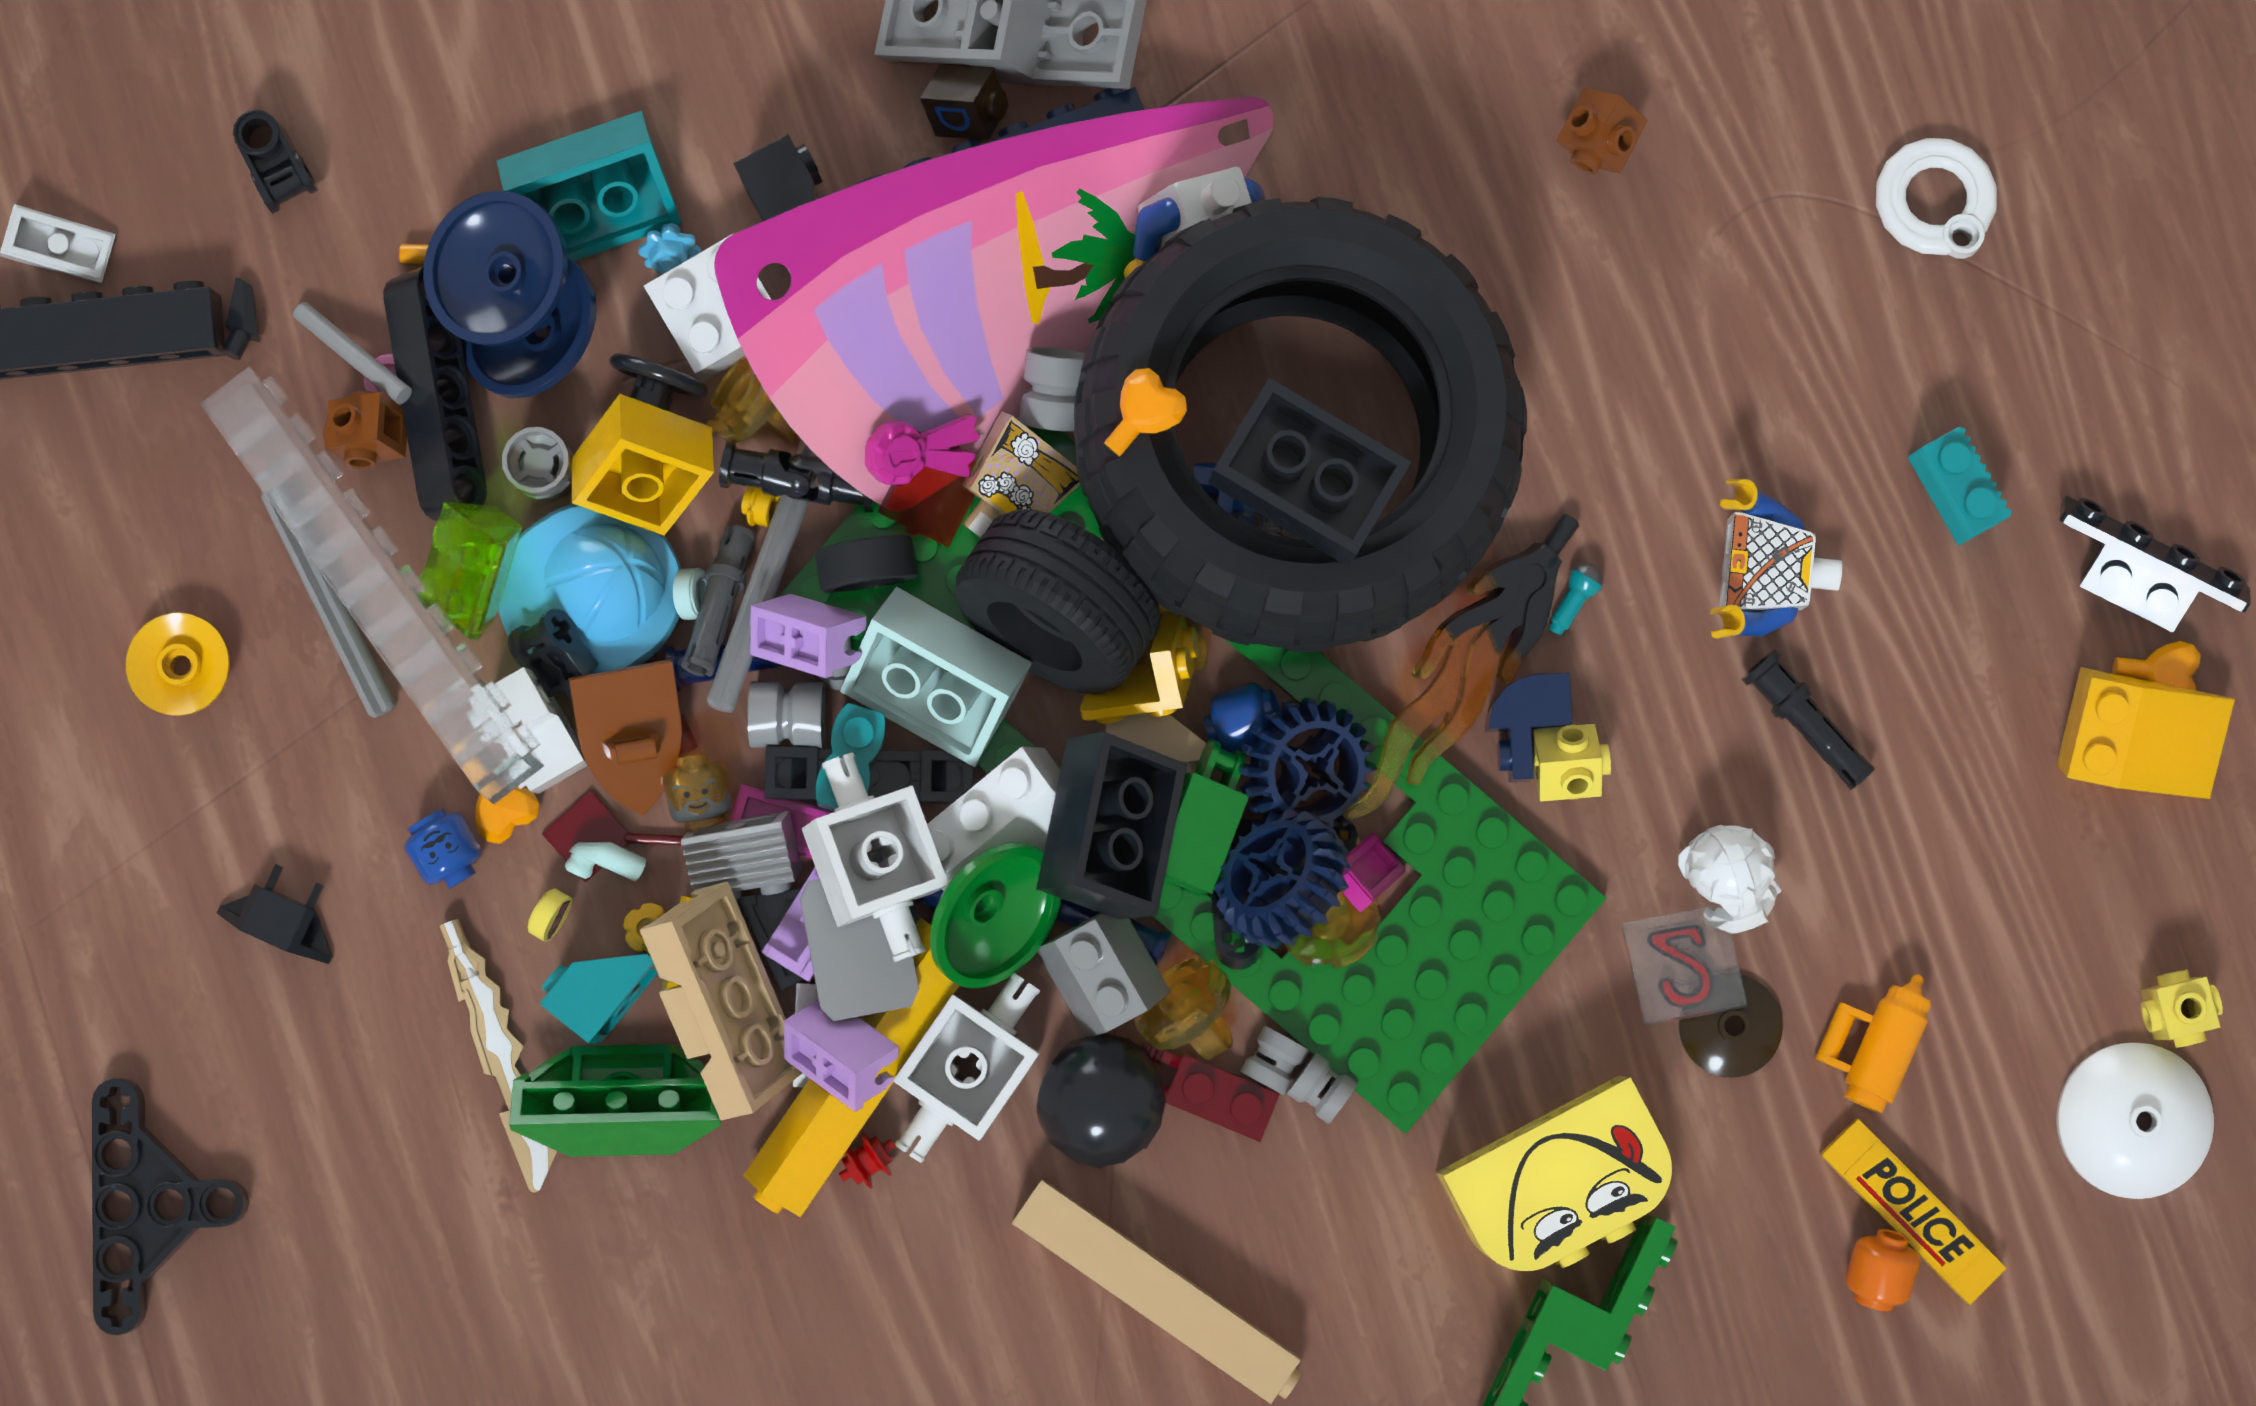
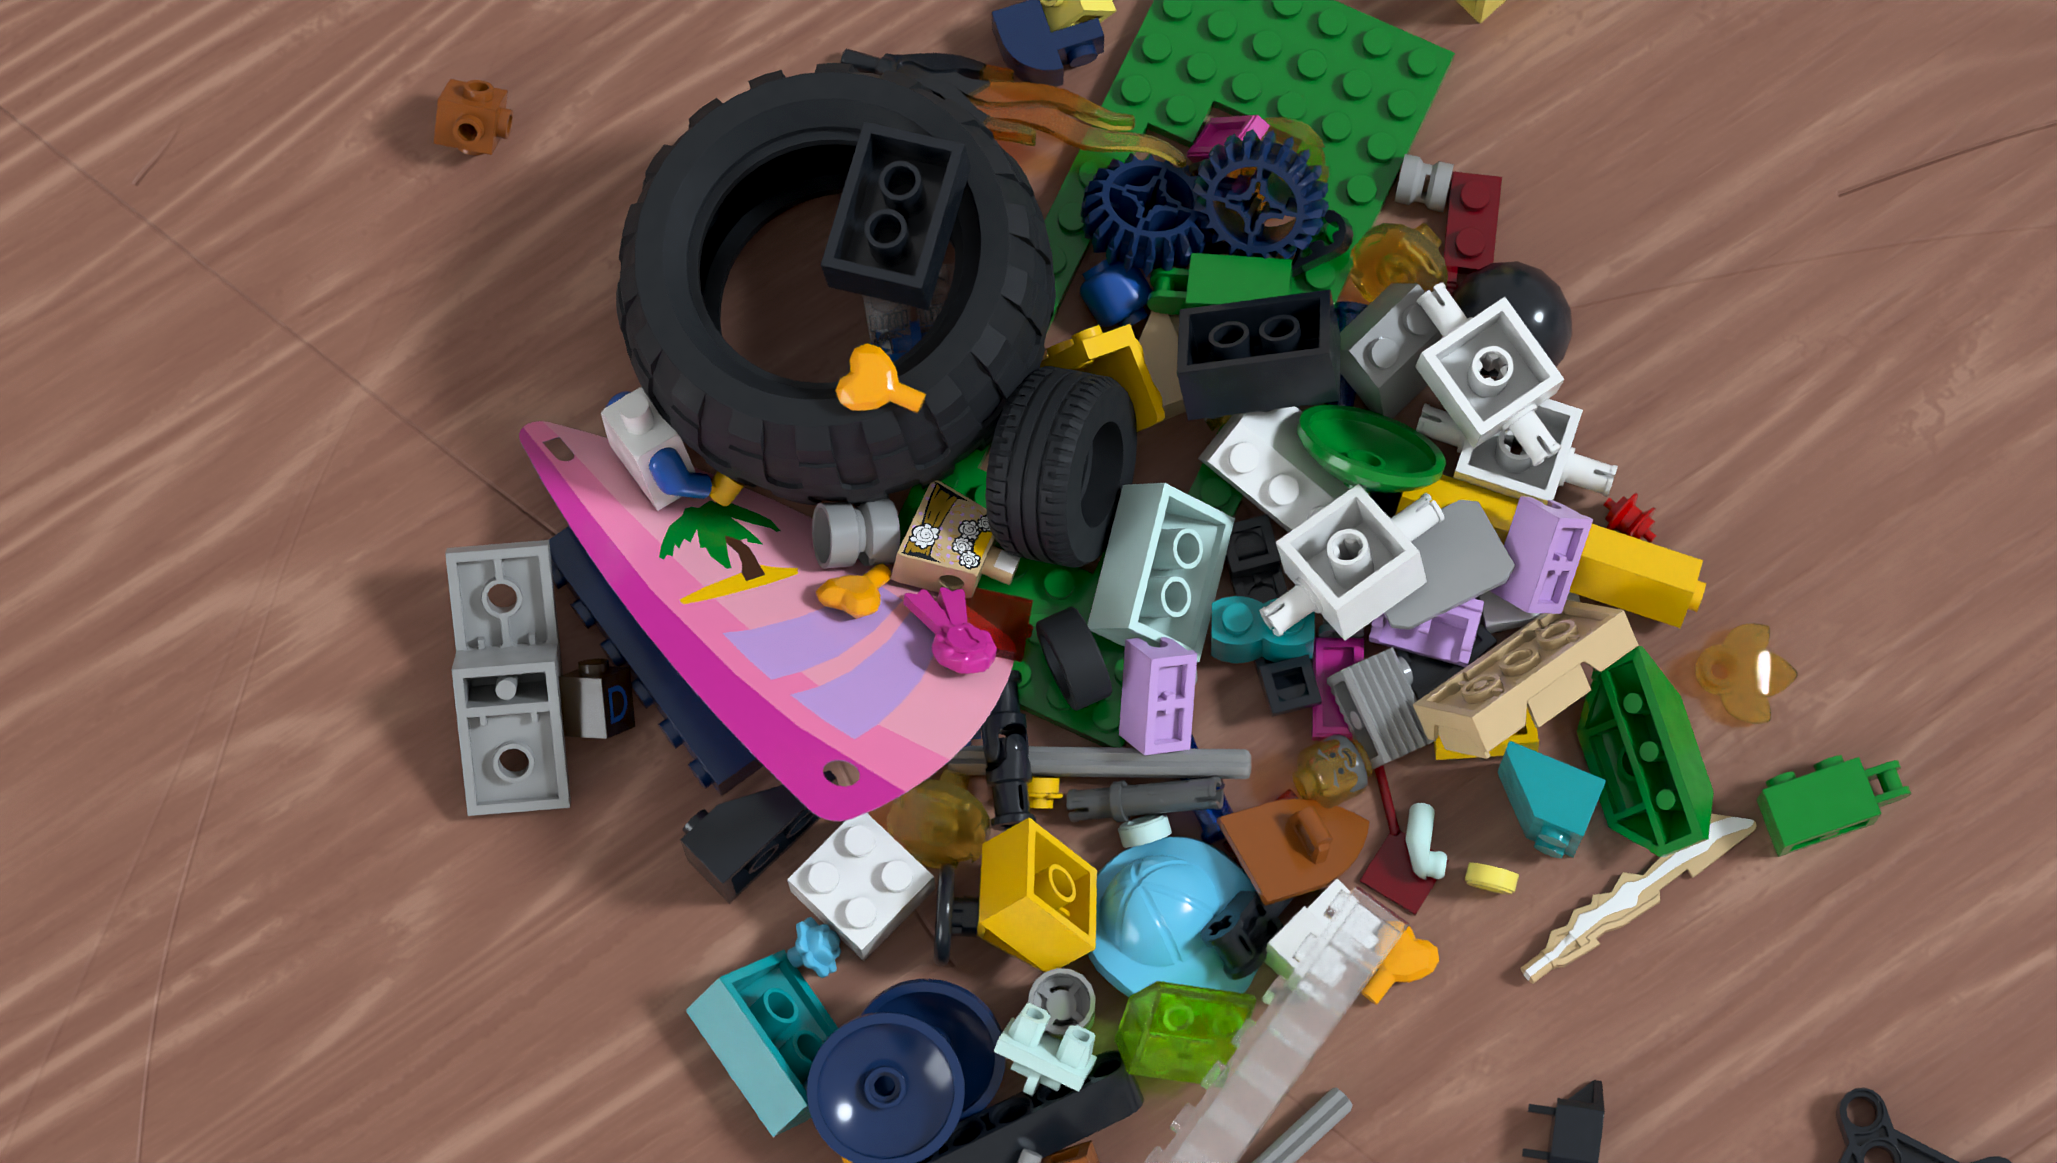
camera: 105 degrees left, 10 degrees down
(443, 848) = (1459, 994): blue head -> none
(486, 429) = (1043, 1056): none -> light aqua hips
(529, 1266) = (1826, 801): none -> green brick
(636, 920) = (1472, 797): yellow plate -> none
(683, 1235) = (1752, 673): none -> clear yellow plate
(786, 714) = (1234, 704): light grey wheel -> none
(987, 368) = (855, 593): none -> light orange rock
(999, 1035) = (1490, 341): none -> white brick
(1159, 1292) = (1666, 230): tan brick -> none
(1312, 1081) = (1436, 132): light grey wheel -> none
(1584, 582) = (900, 30): teal piece -> none

